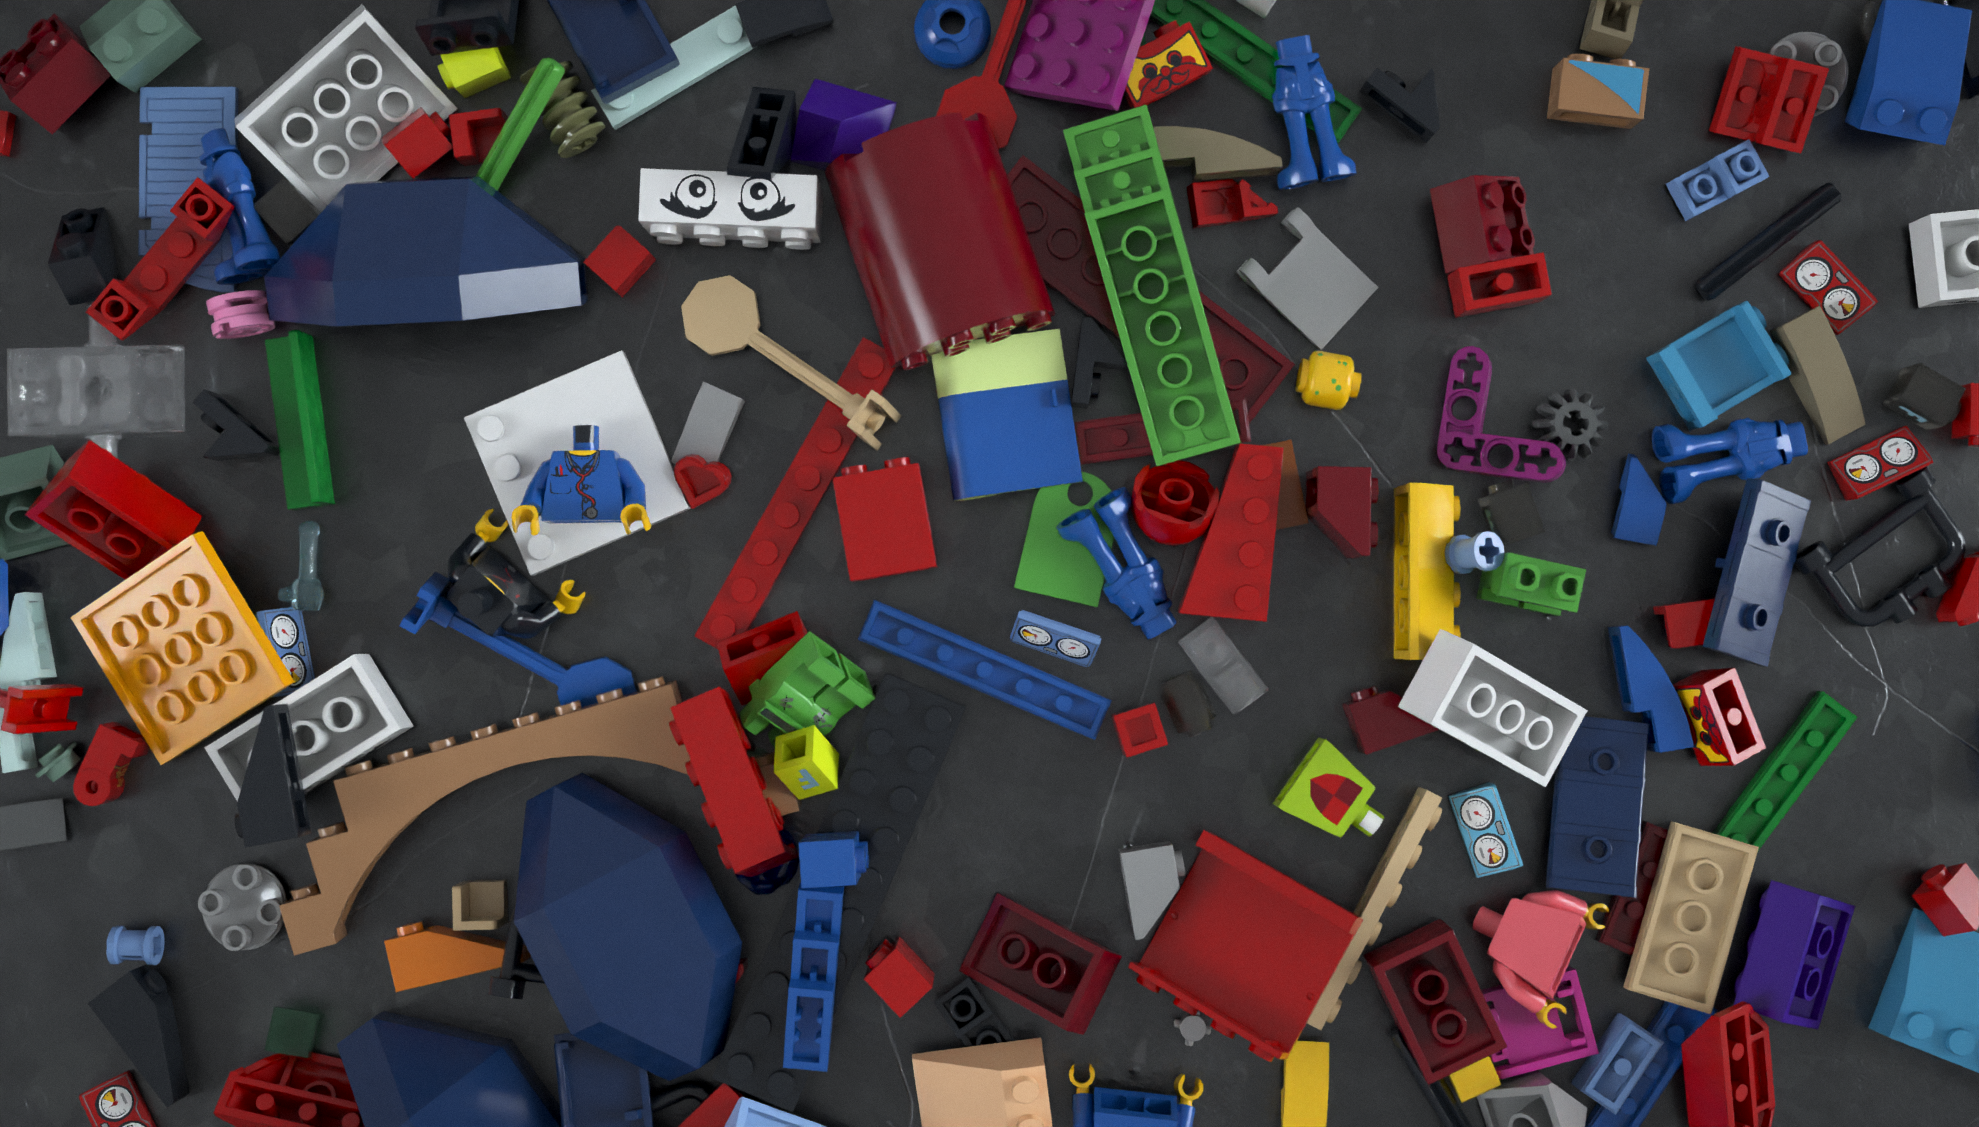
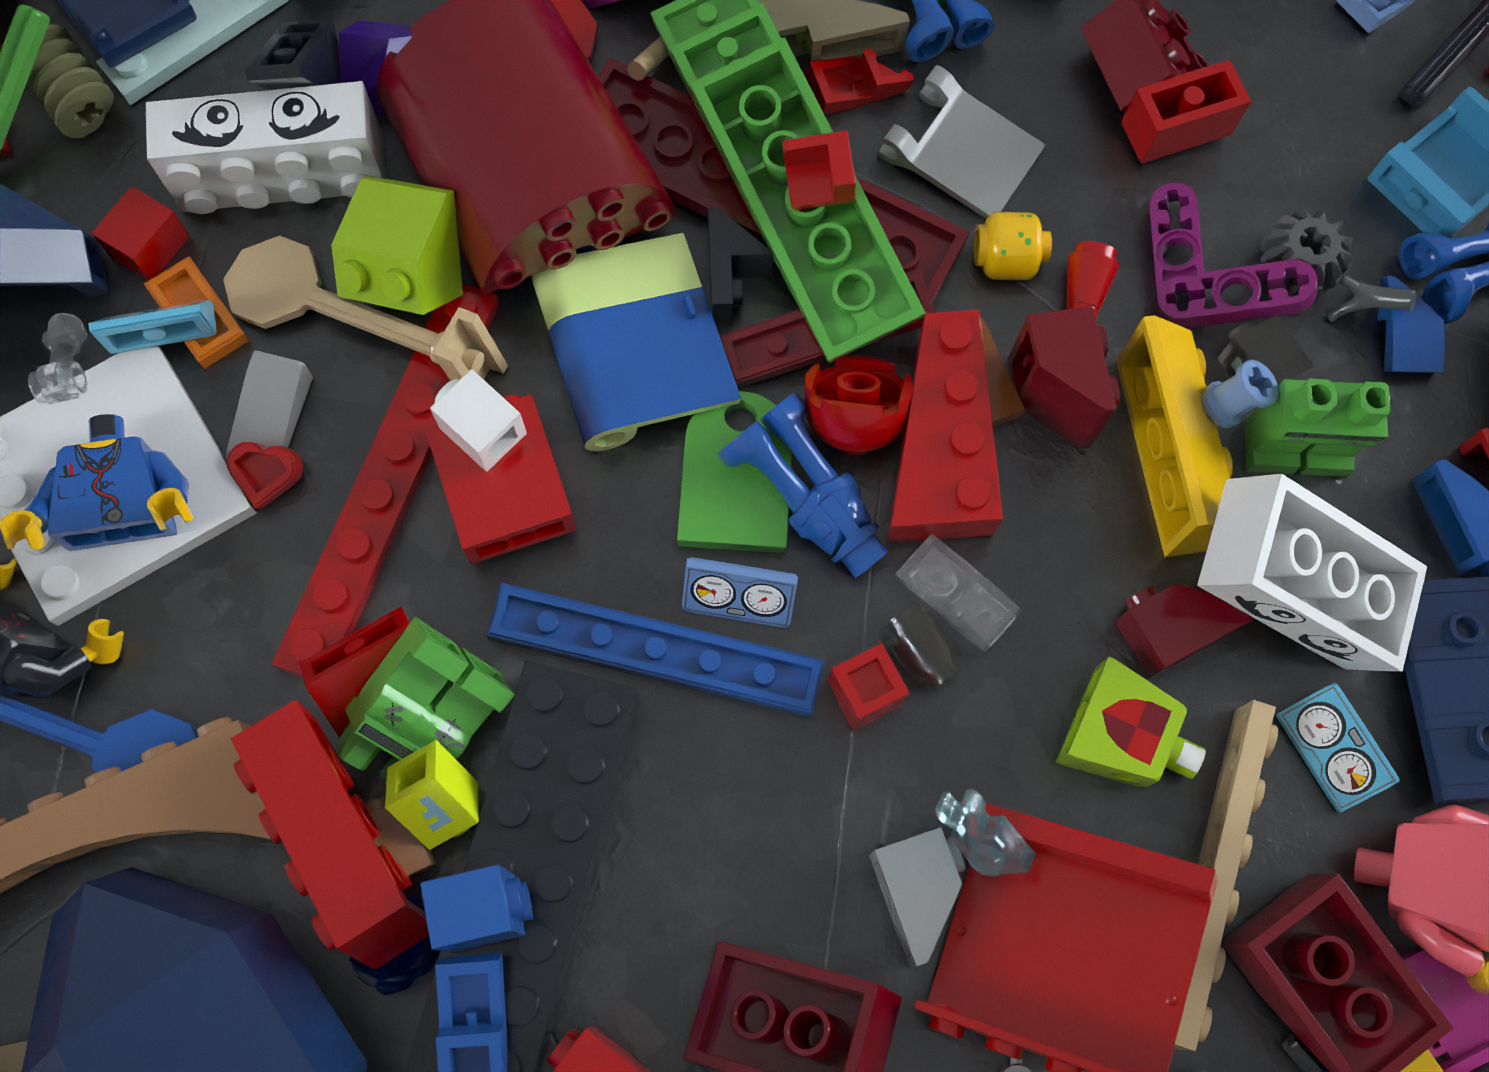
camera: 10 degrees left, 15 degrees down
(551, 383) = (62, 377): none -> clear bar
(628, 344) = (155, 326): none -> medium azure slope
(657, 331) = (186, 284): none -> orange tile
(828, 318) = (398, 246): none -> lime slope
(874, 484) = (478, 419): none -> white brick
(1054, 165) = (648, 60): none -> tan wheel
(1175, 317) = (819, 170): none -> red panel
(1204, 863) = (986, 841): none -> clear light blue plate
(1385, 420) = (1090, 274): none -> red cone
(1612, 473) = (1372, 296): none -> dark grey bar

